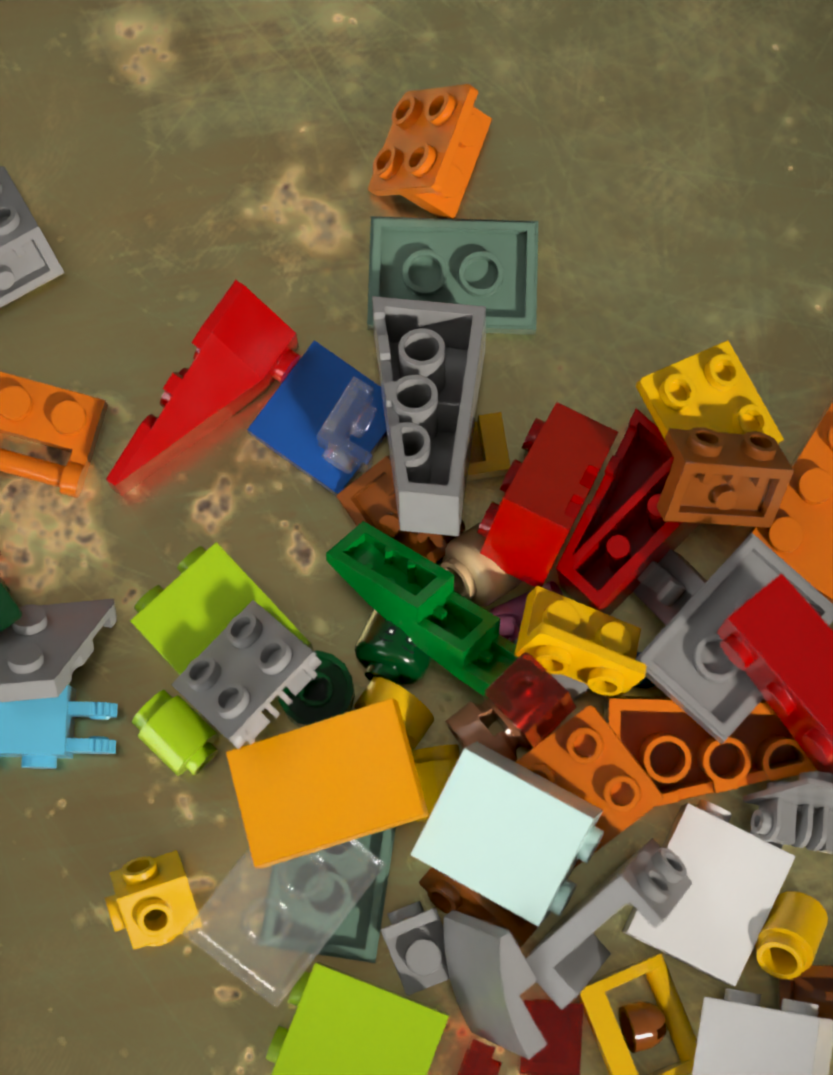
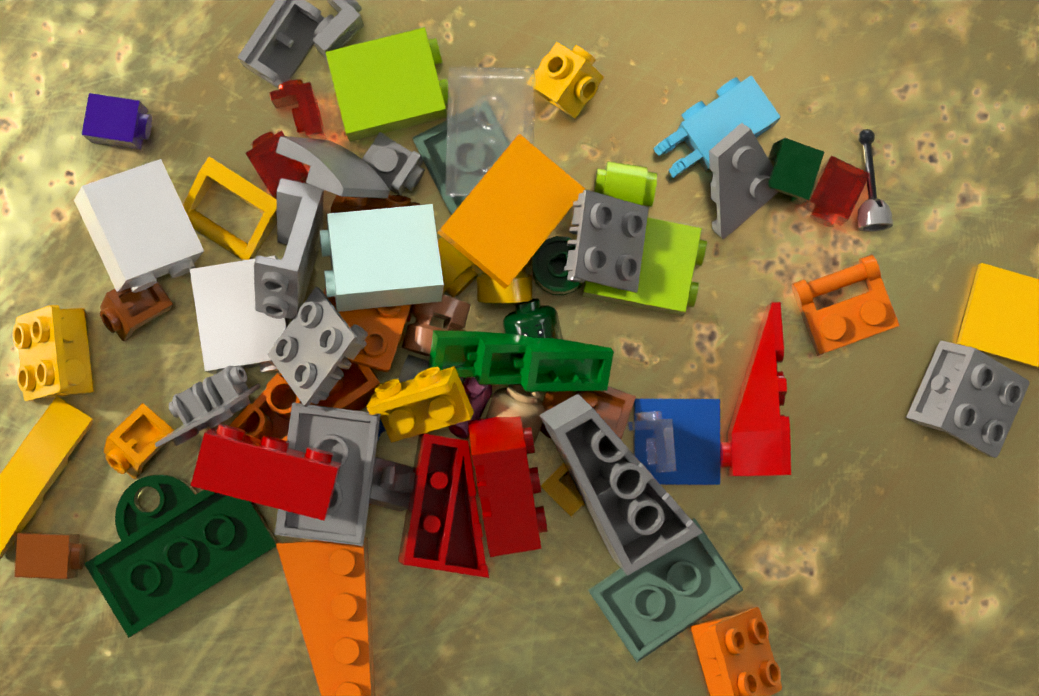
camera: 145 degrees right, 5 degrees up
(530, 699) = (426, 344): clear red bracket -> none
(642, 1025) = (230, 213): dark orange hinge -> none
(656, 784) = (315, 348): none -> light grey hinge
(708, 393) = (441, 606): yellow bracket -> none
(724, 478) = (402, 565): dark orange bracket -> none
(791, 935) = (176, 324): yellow brick -> none

